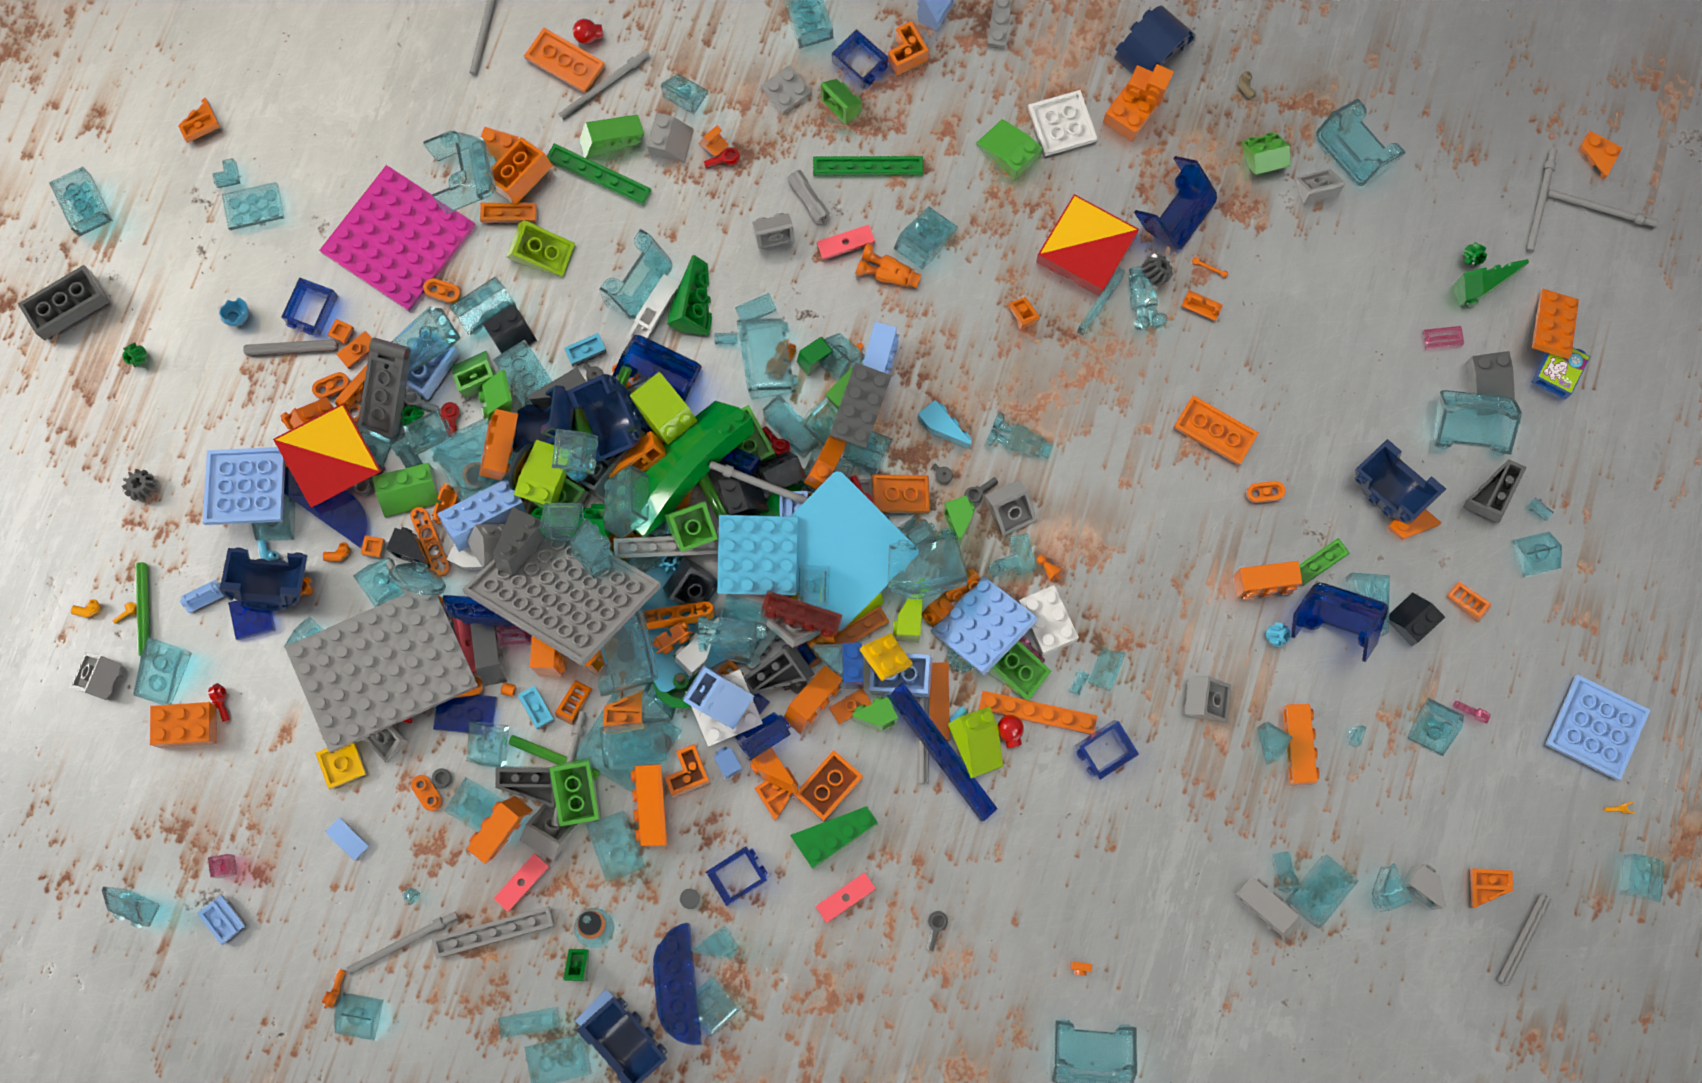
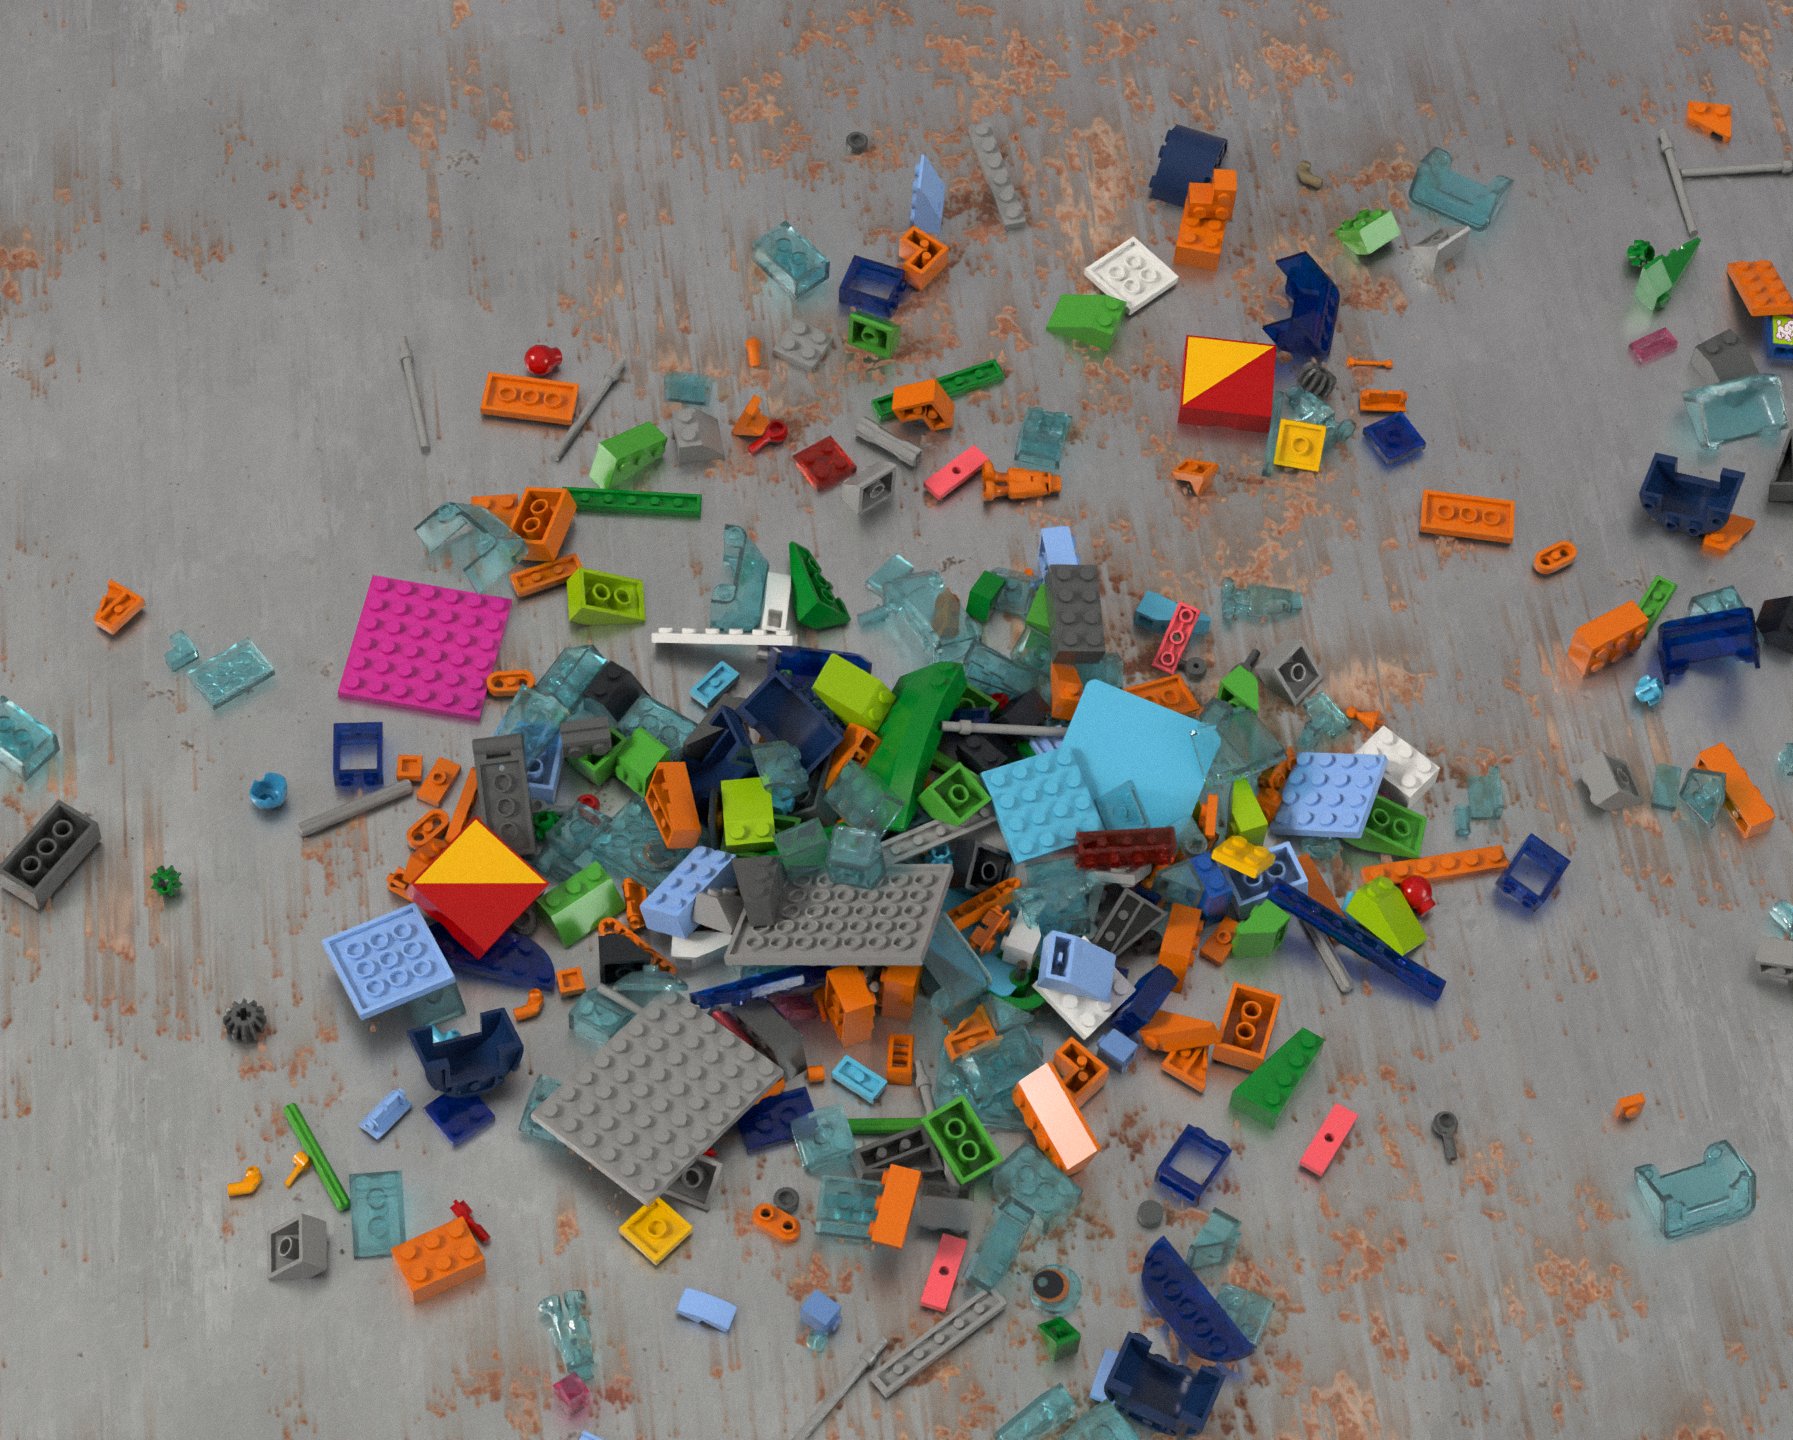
camera: 30 degrees left, 20 degrees down
(246, 821) = (571, 1337): none -> clear light blue piece
(421, 876) = (821, 1312): none -> medium blue brick
(461, 363) = (585, 737): none -> dark grey brick
(560, 886) = (999, 1243): none -> clear light blue wedge
(610, 319) = (734, 636): none -> white plate
(745, 80) = (753, 348): none -> orange arm
(753, 196) = (824, 463): none -> clear red plate
(847, 177) = (924, 401): none -> orange brick
(854, 620) = (1189, 836): none -> clear light blue piece
(879, 611) = (1207, 817): none -> orange wing
(945, 440) = (1170, 650): none -> coral tile
(1115, 320) = (1299, 444): none -> yellow plate
(1194, 341) = (1394, 438): none -> clear blue plate
(1250, 718) = (1666, 787): none -> clear light blue tile

